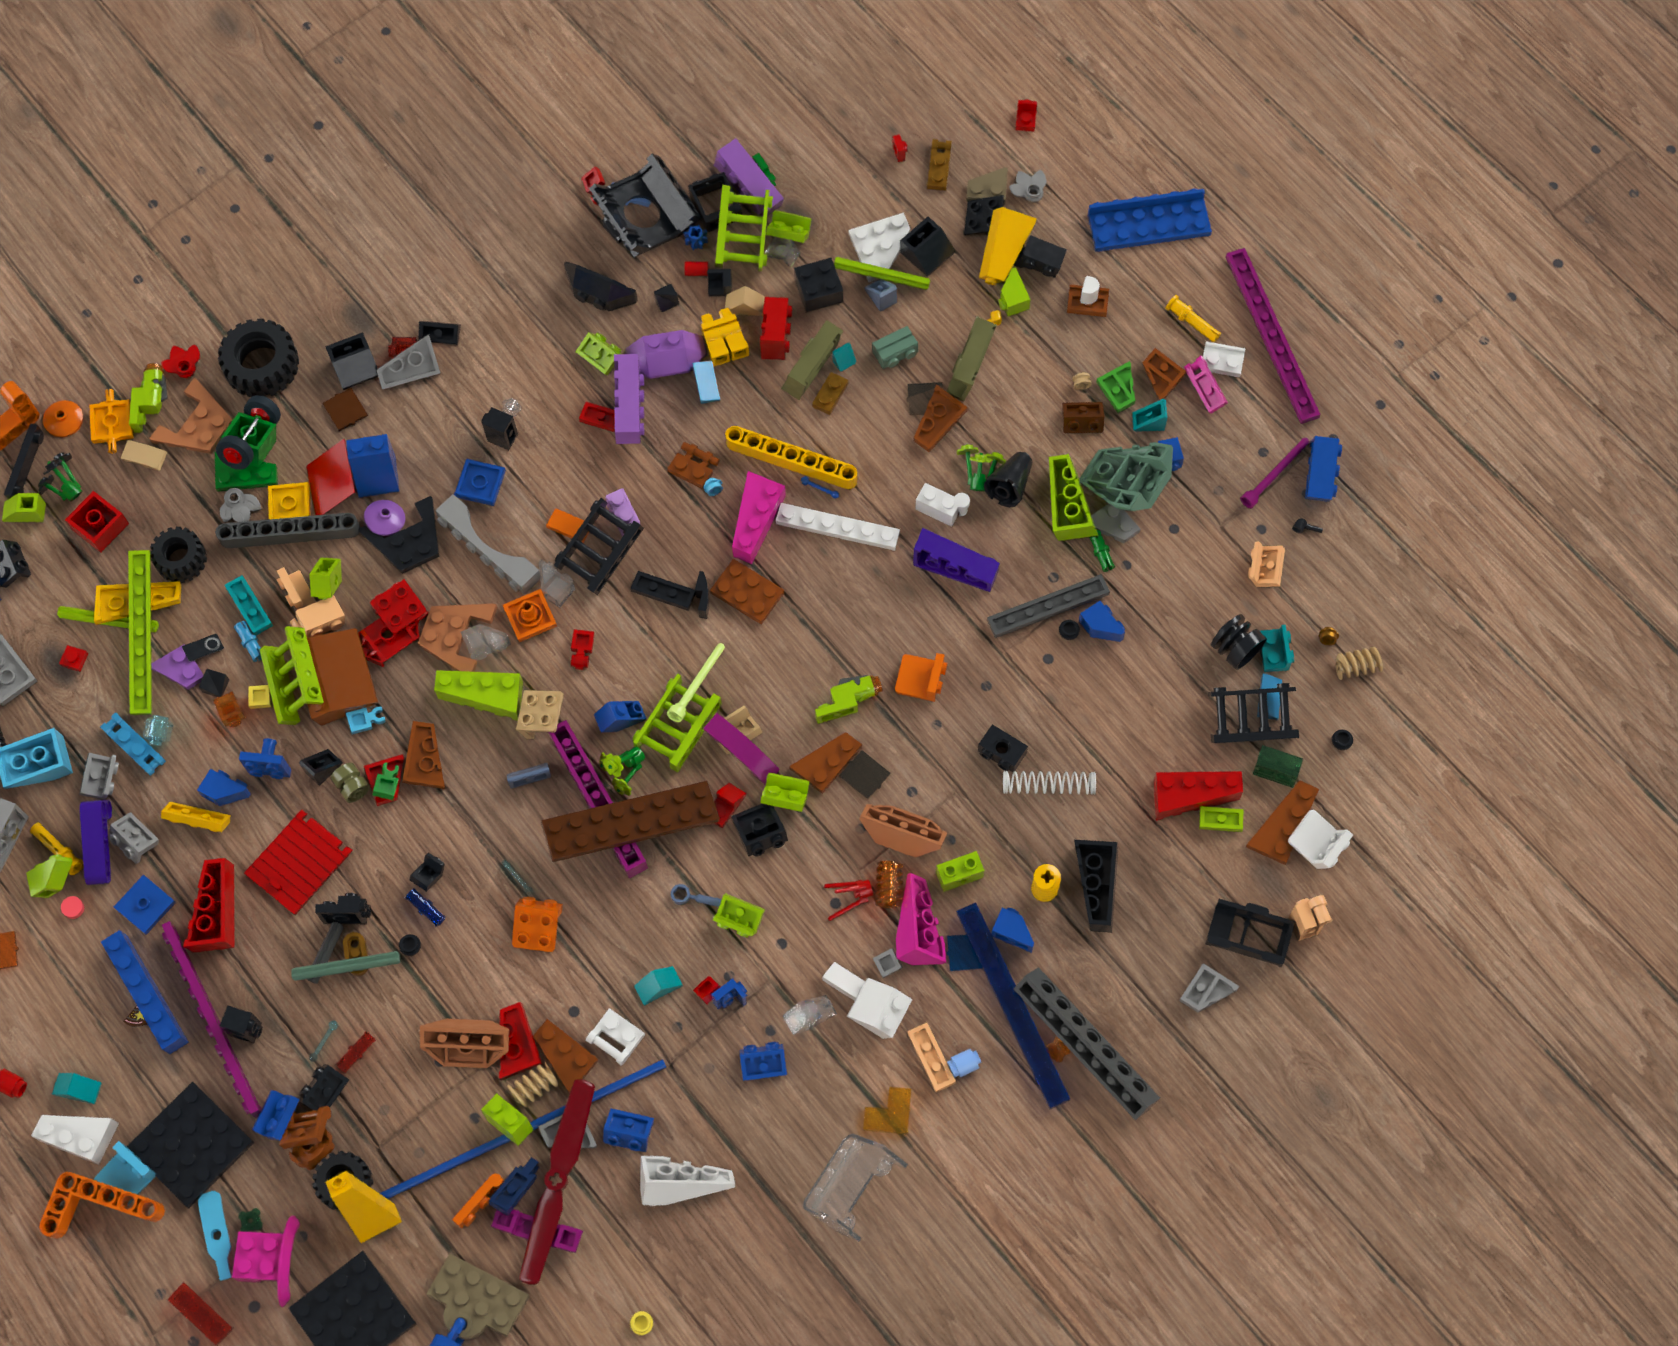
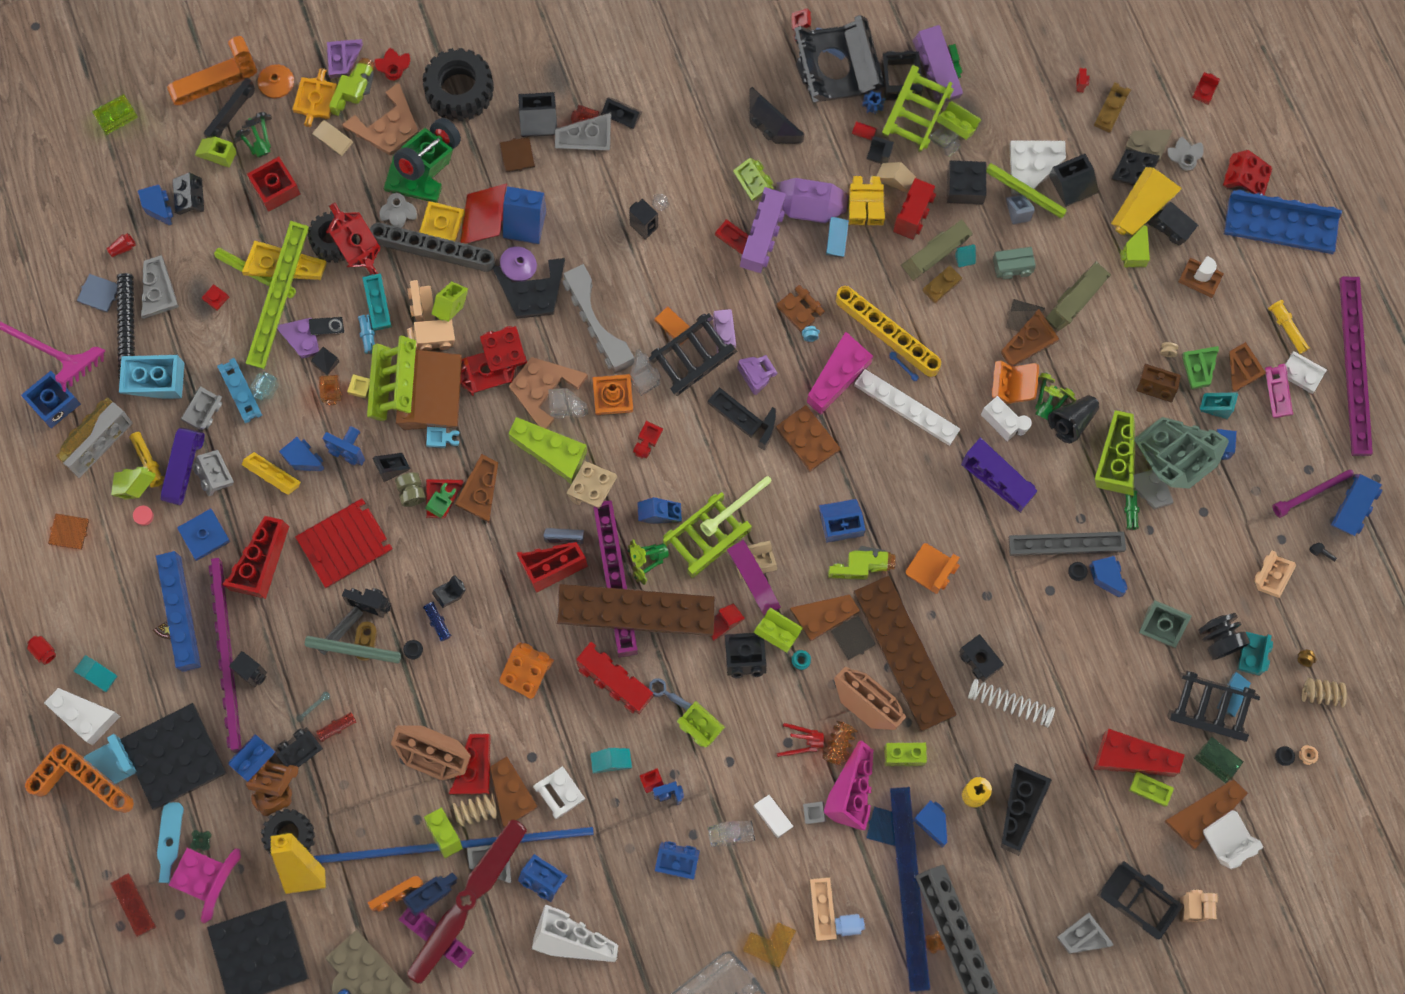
camera: 15 degrees right, 5 degrees up
(126, 370) = (342, 56): none -> medium lavender wing
(187, 541) = (343, 228): none -> red plate
(480, 482) = (610, 260): blue plate -> none
(526, 807) = (552, 564): none -> red wedge
(528, 890) = (529, 637): clear light blue hinge -> none
(631, 900) = (613, 679): none -> red wedge
(666, 298) = (828, 149): black slope -> none
(668, 545) = (754, 373): none -> medium lavender piece
(812, 661) = (842, 520): none -> blue slope
(819, 808) = (801, 653): none -> teal plate
(879, 1008) = (793, 851): white slope -> none
(923, 772) = (905, 653): none -> reddish brown plate
(938, 465) = (1015, 382): none -> orange bracket
(995, 317) = (1112, 266): yellow hand -> none
(1098, 182) = (1247, 171): none -> red bracket
(1175, 650) = (1164, 623): none -> sand green slope
(1369, 726) = (1313, 754): none -> light nougat plate

